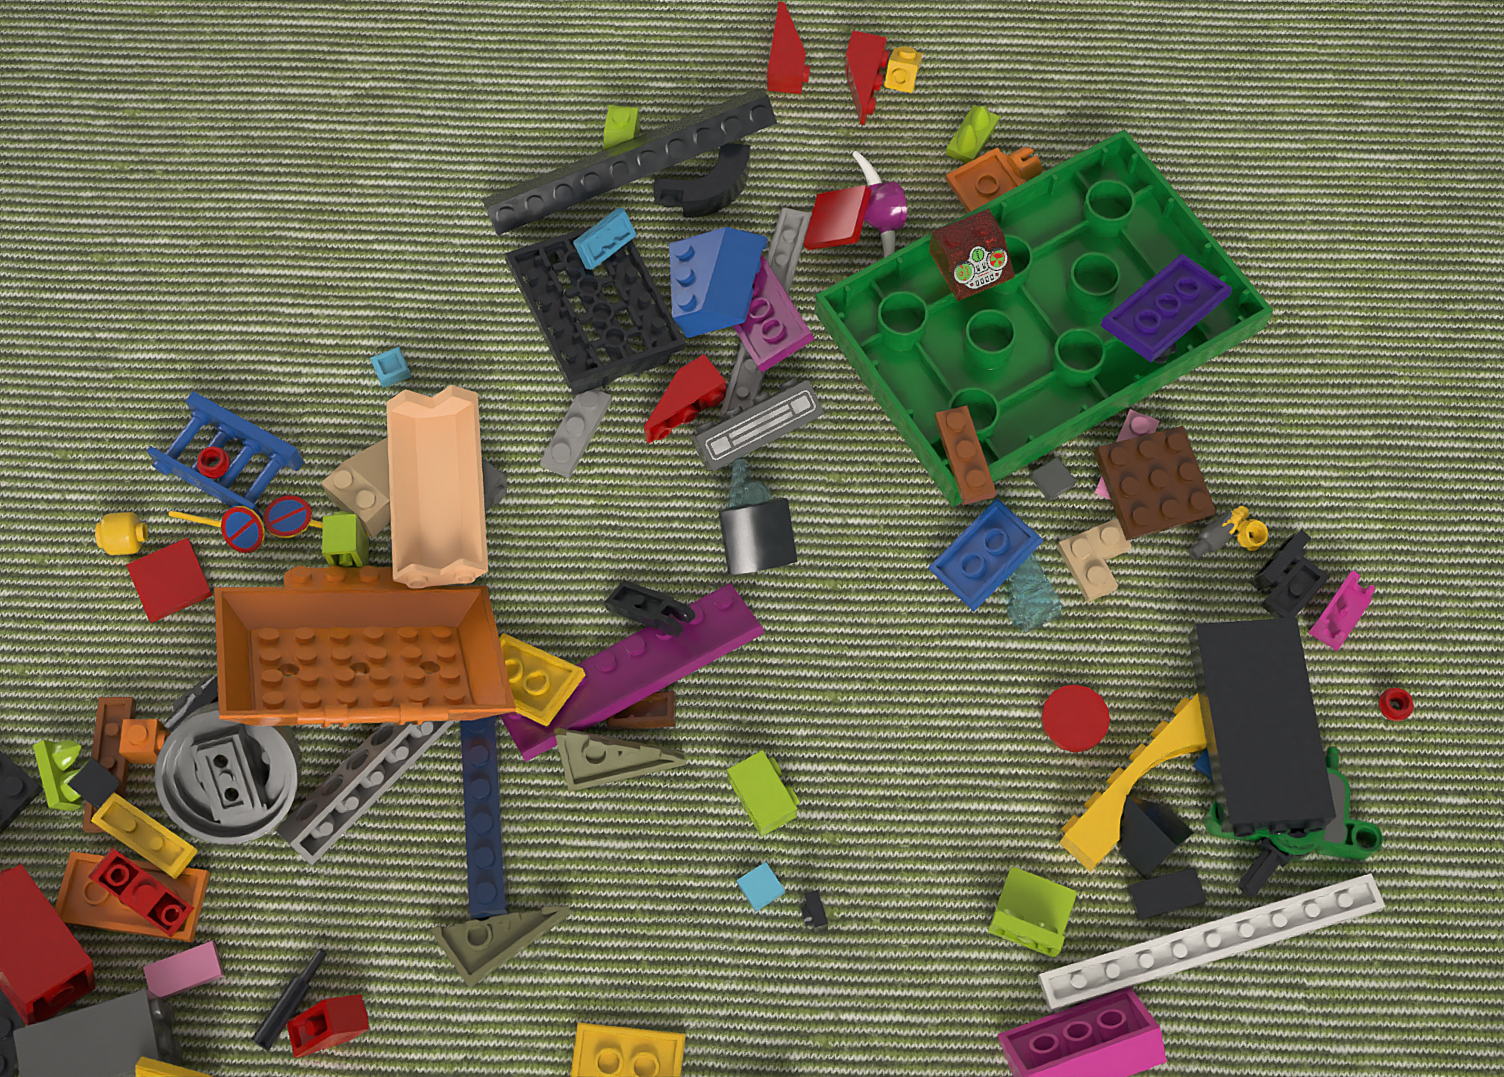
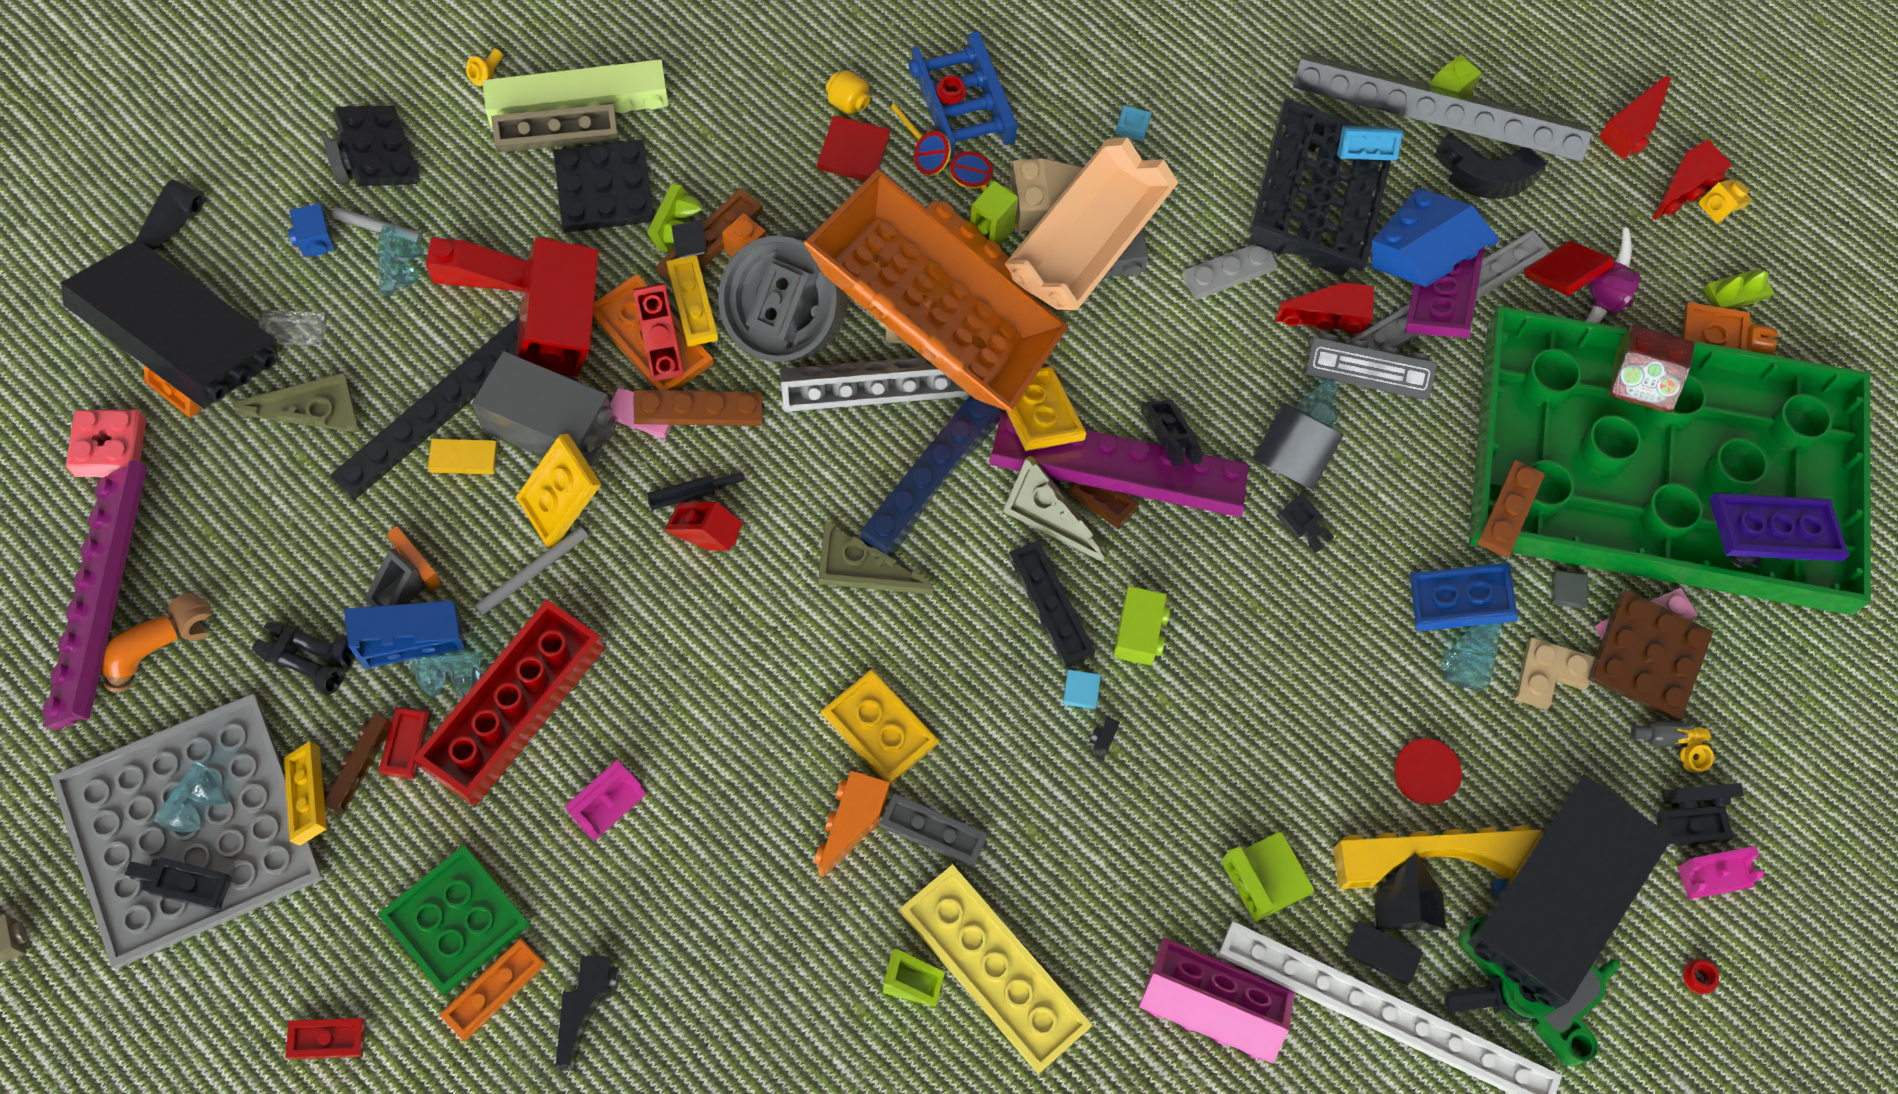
camera: 35 degrees right, 0 degrees up
(230, 926) = (697, 408): none -> dark orange plate
(676, 836) = (1051, 604): none -> black plate
(810, 594) = (1302, 518): none -> black plate

